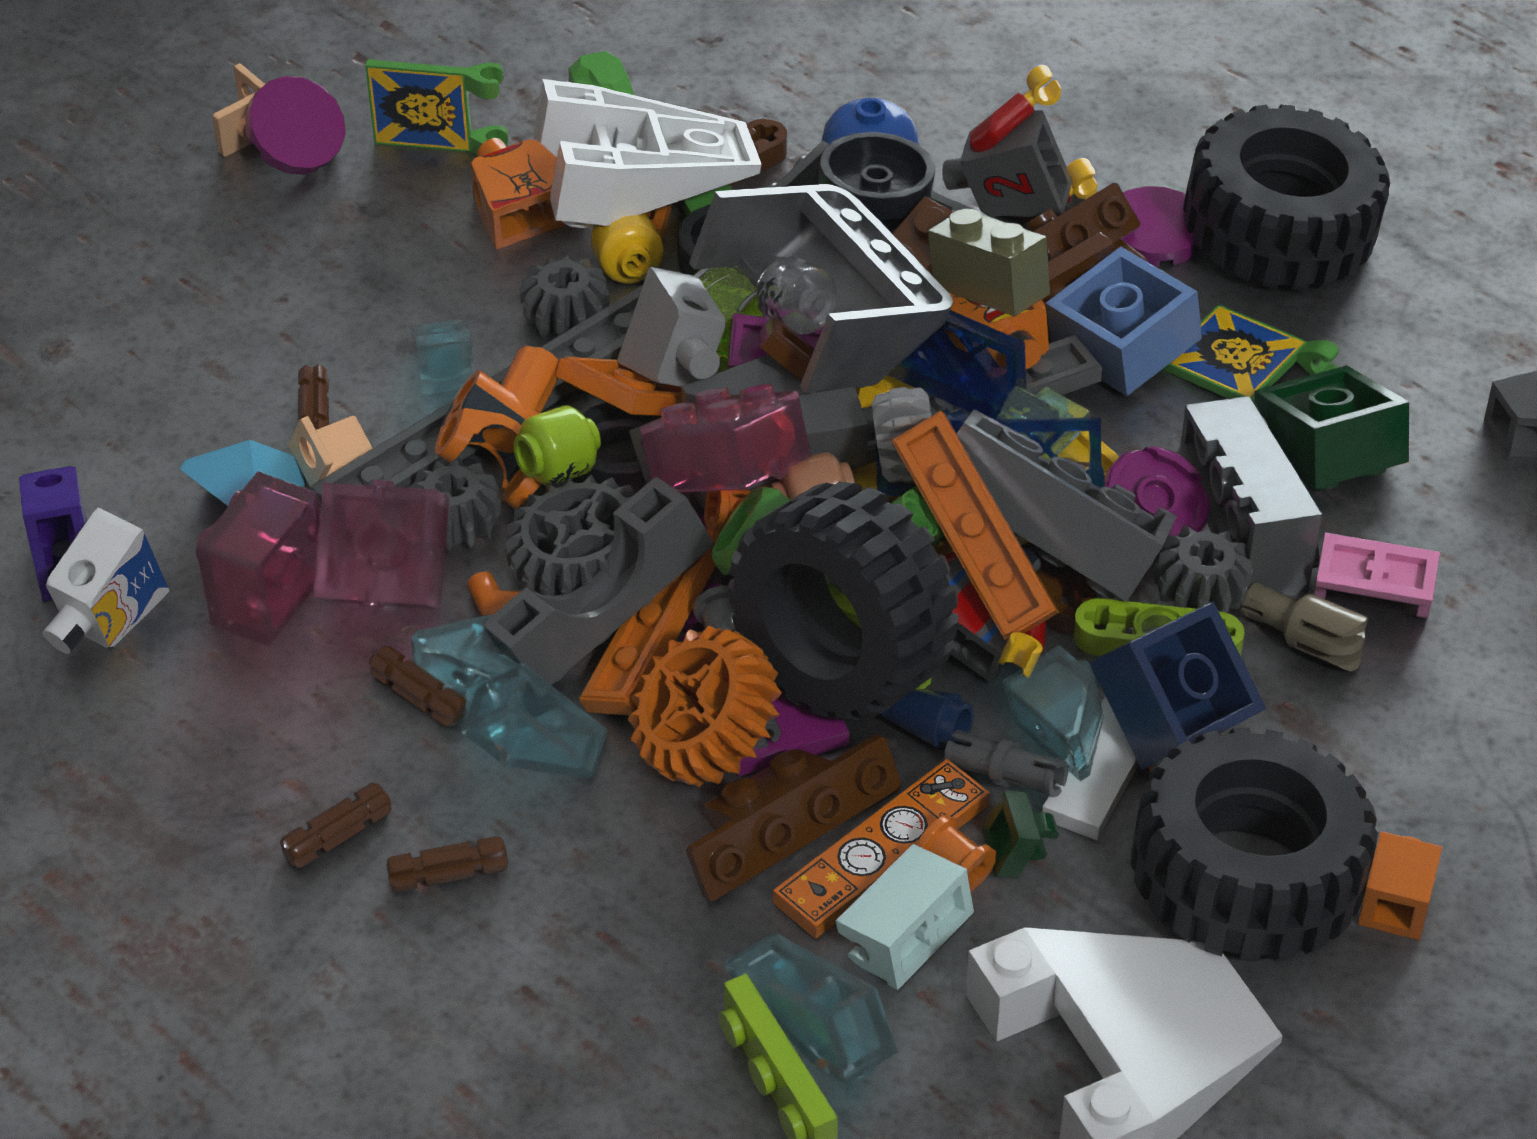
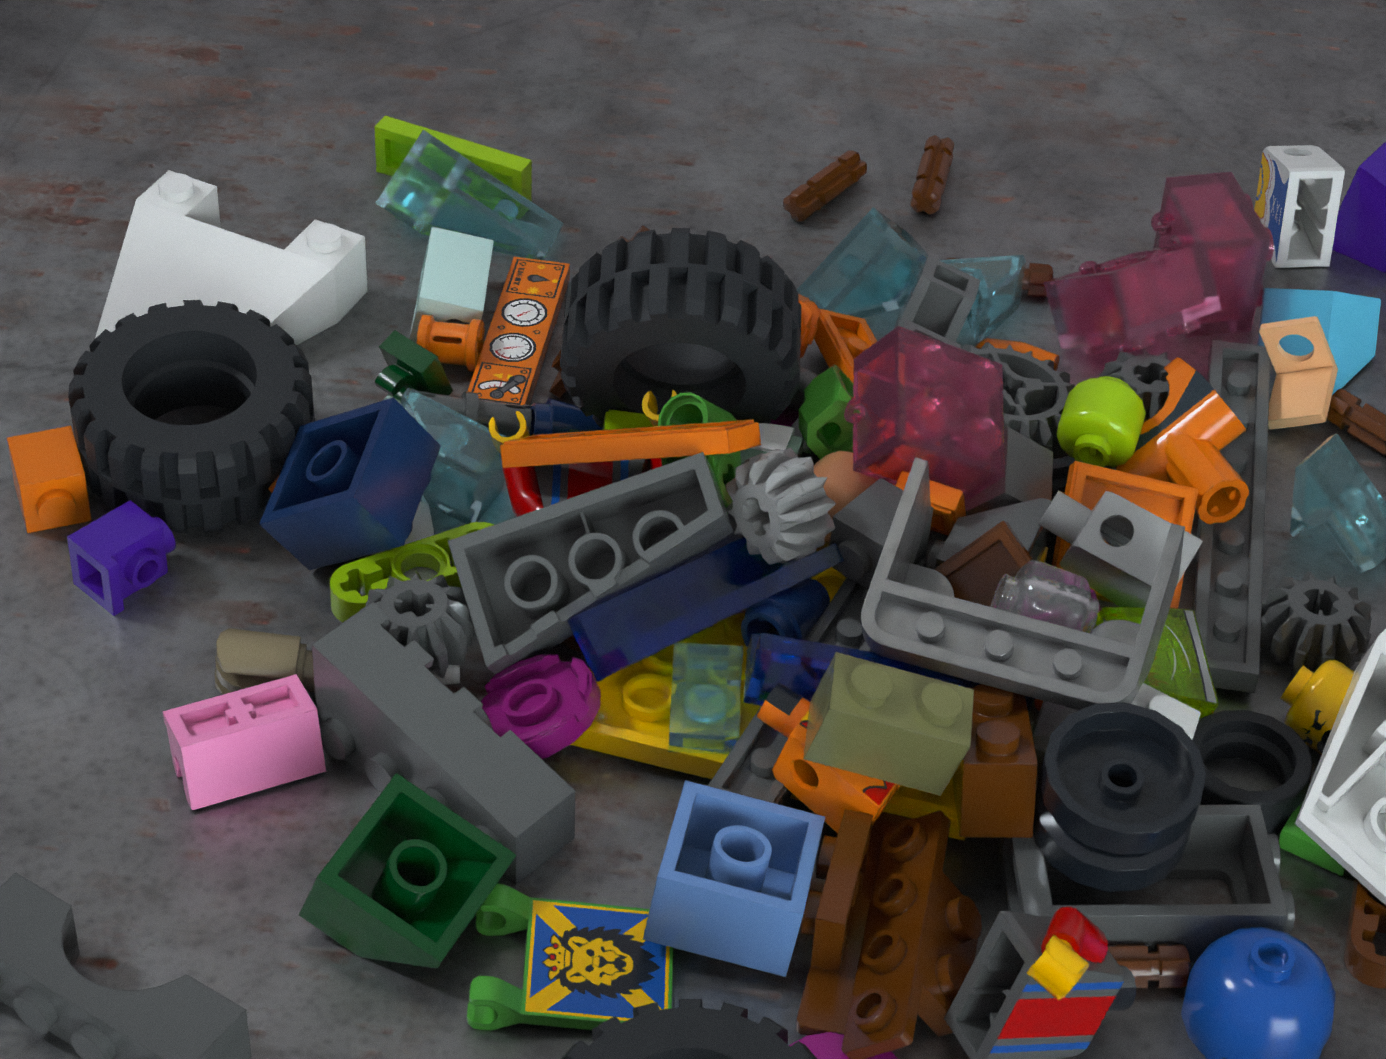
camera: 140 degrees right, 5 degrees down
(1390, 776) = (119, 555): none -> dark purple brick

